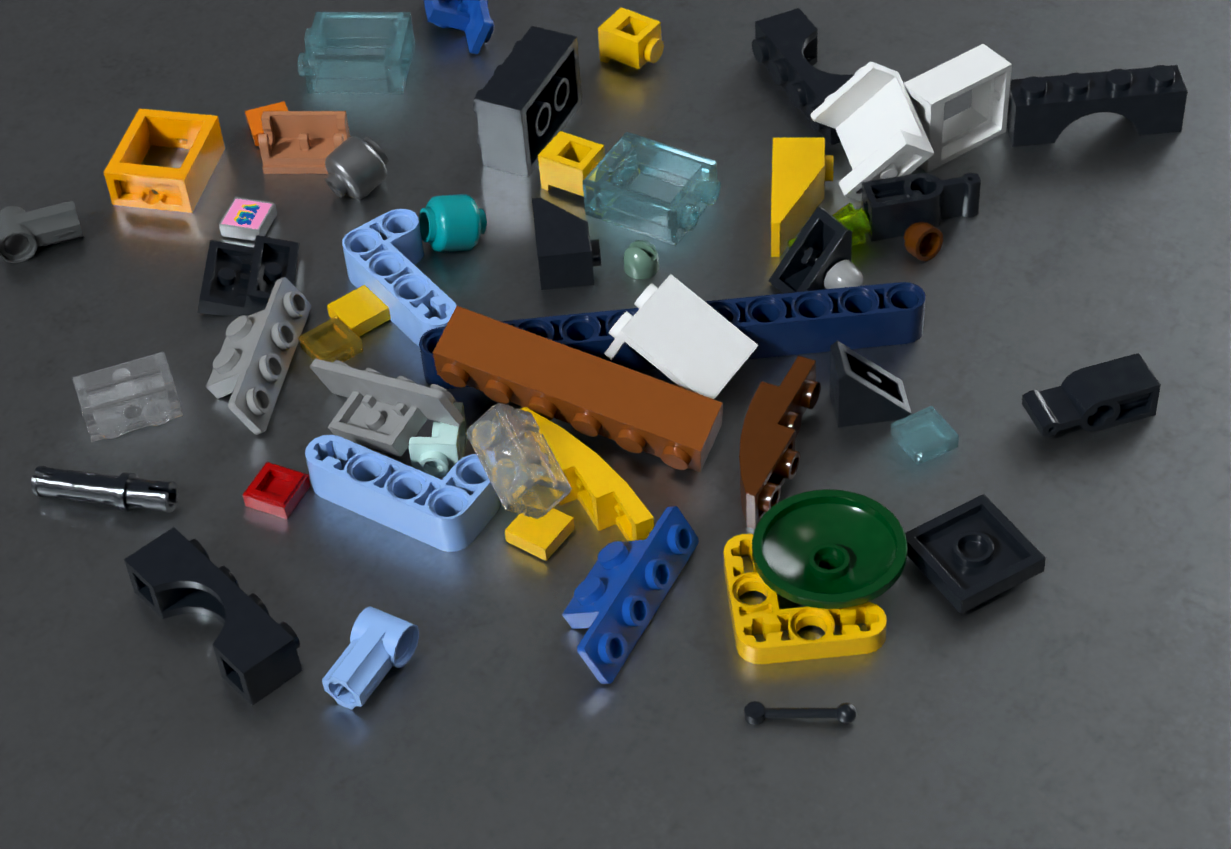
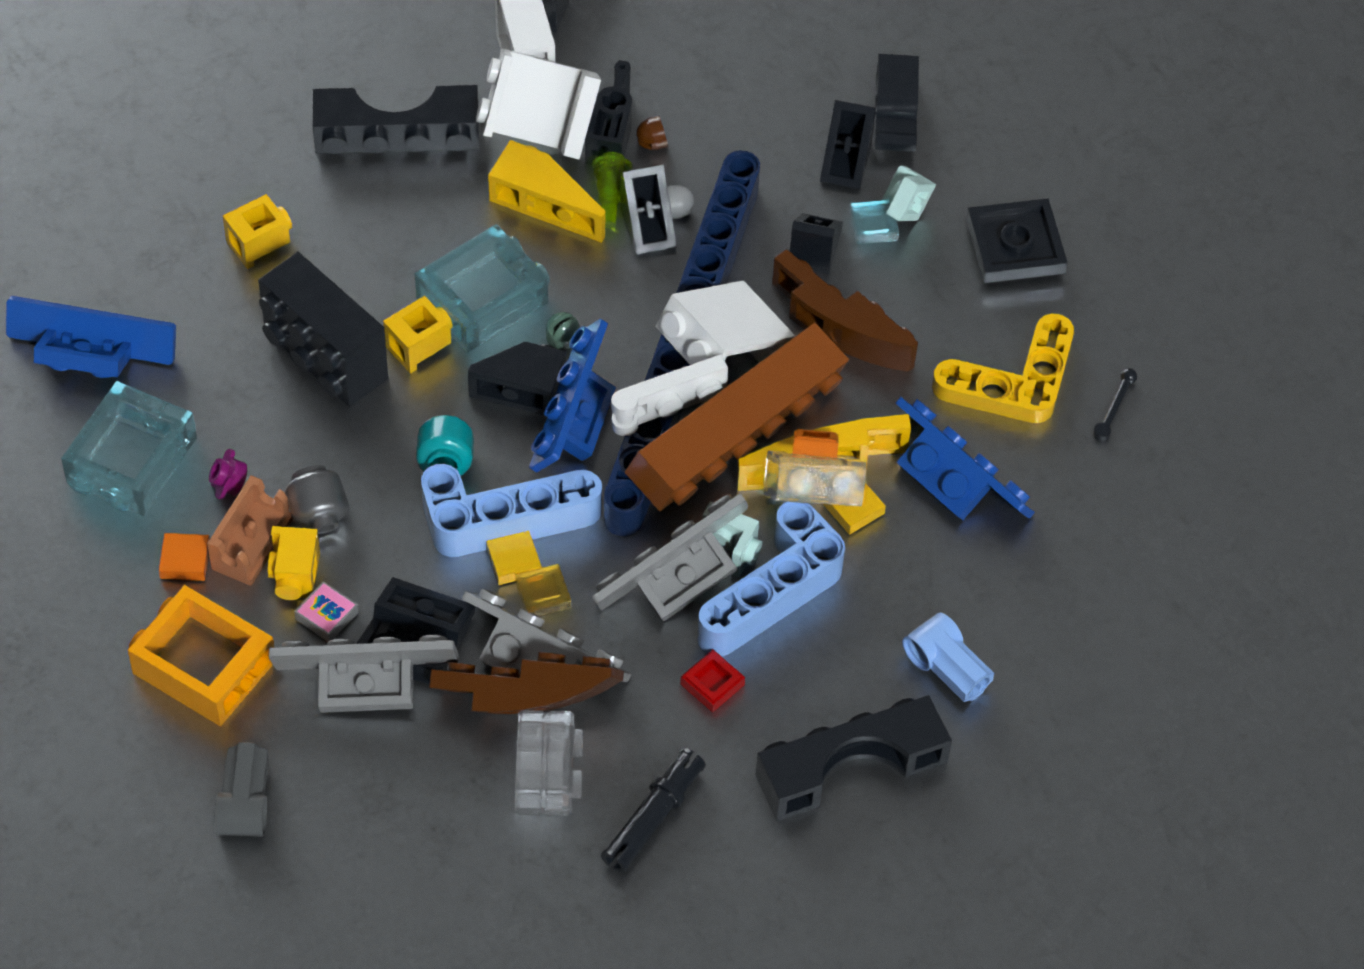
camera: 75 degrees left, 10 degrees up
(177, 252) = (364, 674): none -> light grey bracket
(193, 345) = (541, 685): none -> reddish brown slope
(282, 178) = (294, 561): none -> yellow brick
(361, 112) = (227, 475): none -> magenta plate
(540, 284) = (579, 403): none -> blue bracket
(556, 444) = (815, 443): none -> orange tile
(557, 317) = (667, 394): none -> white plate
(829, 549) = (991, 302): dark green dish -> none
(960, 439) = (908, 194): none -> light aqua bracket
(1001, 375) = (848, 144): none -> black slope

